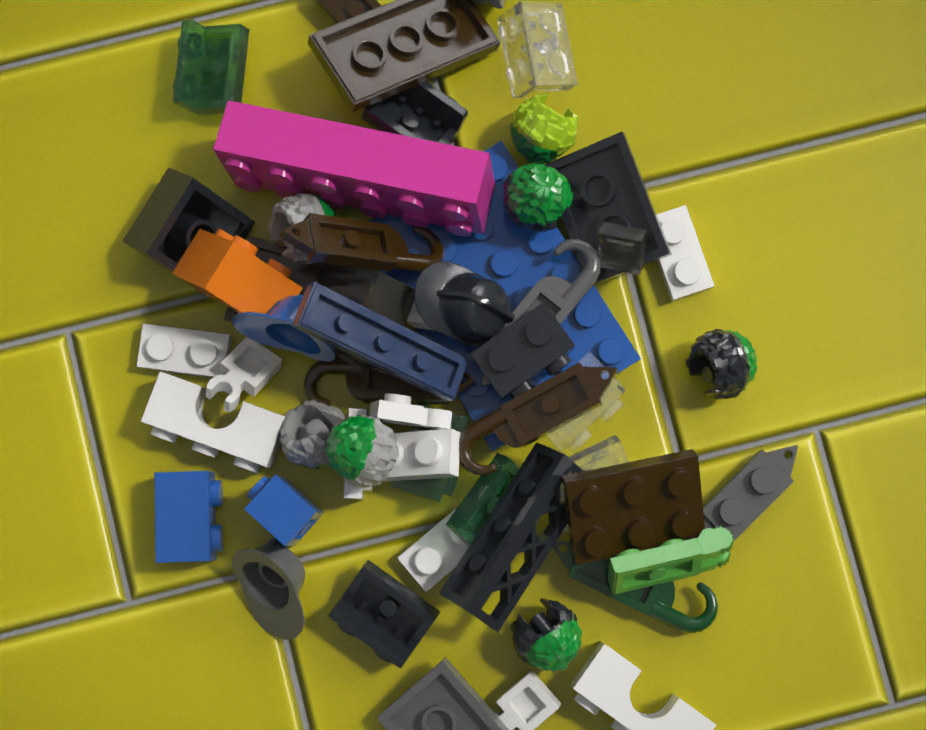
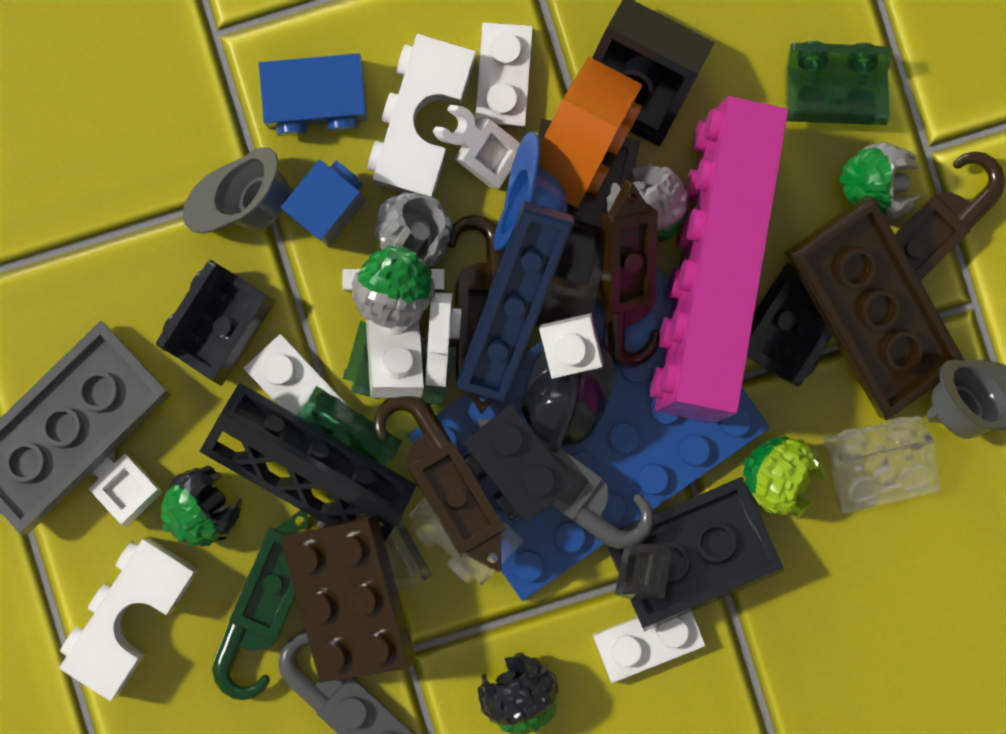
camera: 85 degrees right, 5 degrees up
(289, 36) = (874, 174): none -> piece
(422, 295) = (571, 346): none -> white plate
(536, 196) = (699, 471): green piece -> none
(670, 561) = (289, 642): bright green hinge -> none

